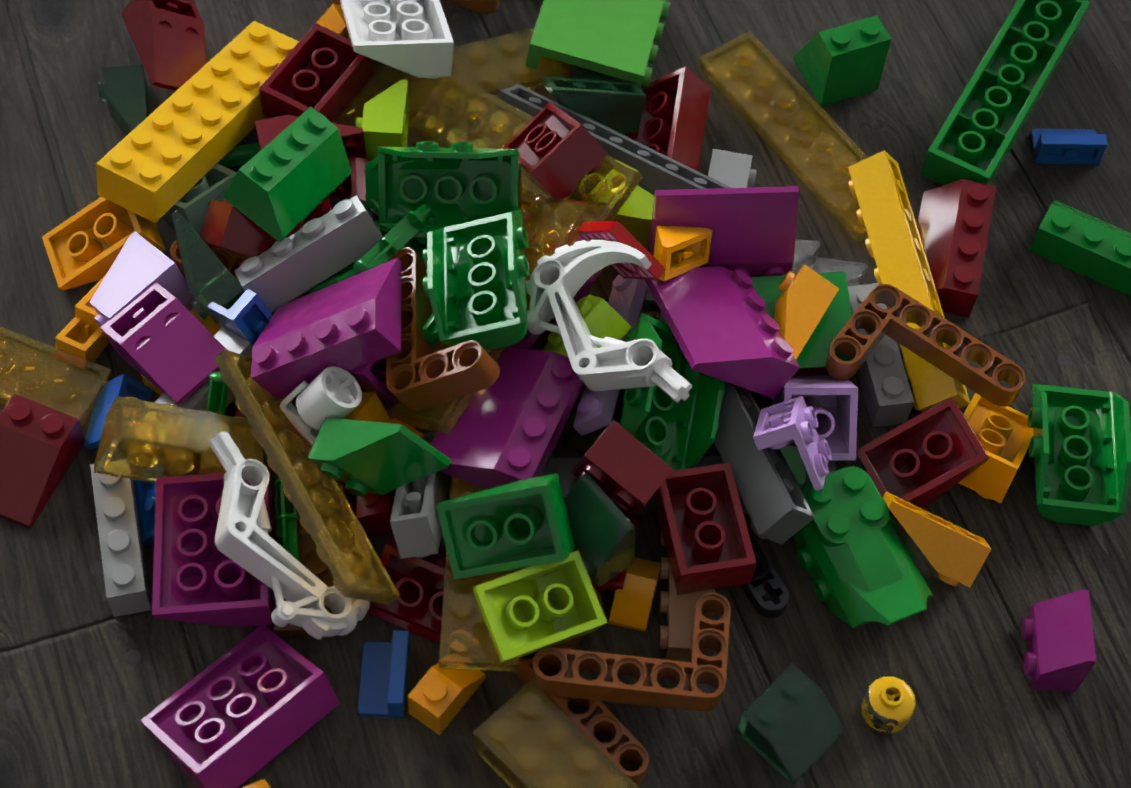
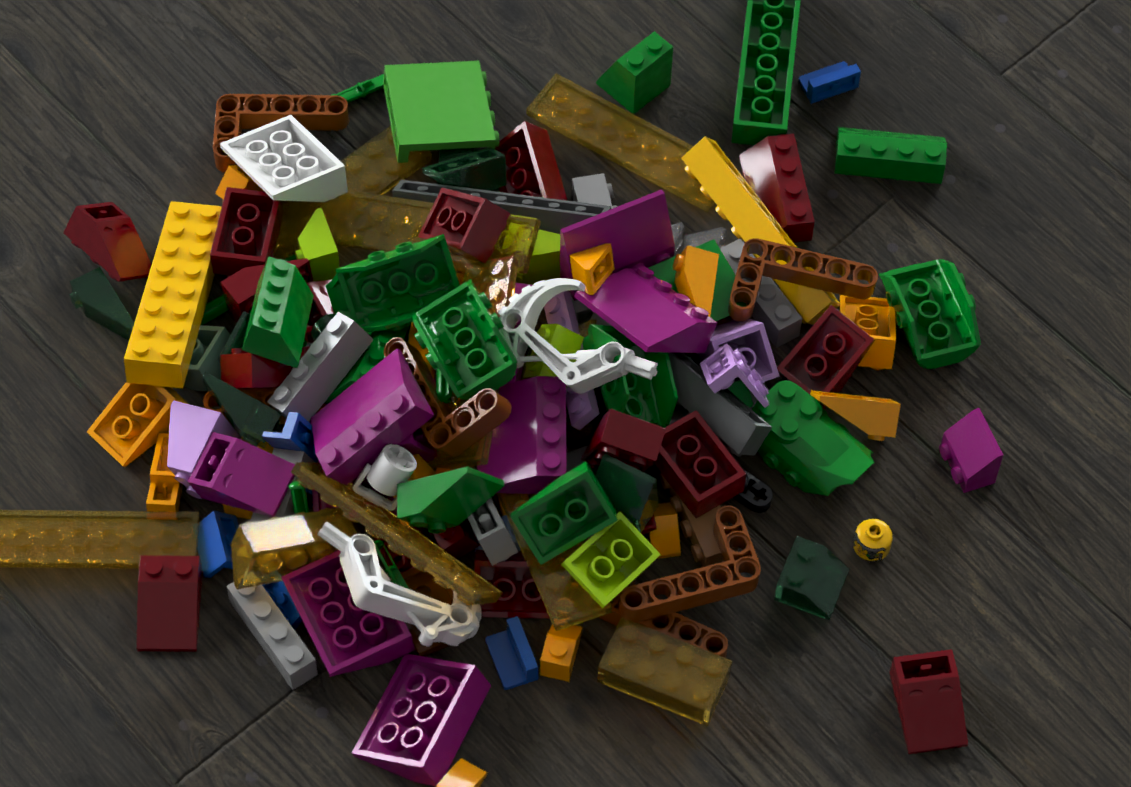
camera: 20 degrees left, 0 degrees up
(394, 239) = (380, 336): green piece -> none
(617, 232) = (547, 272): red tile -> none

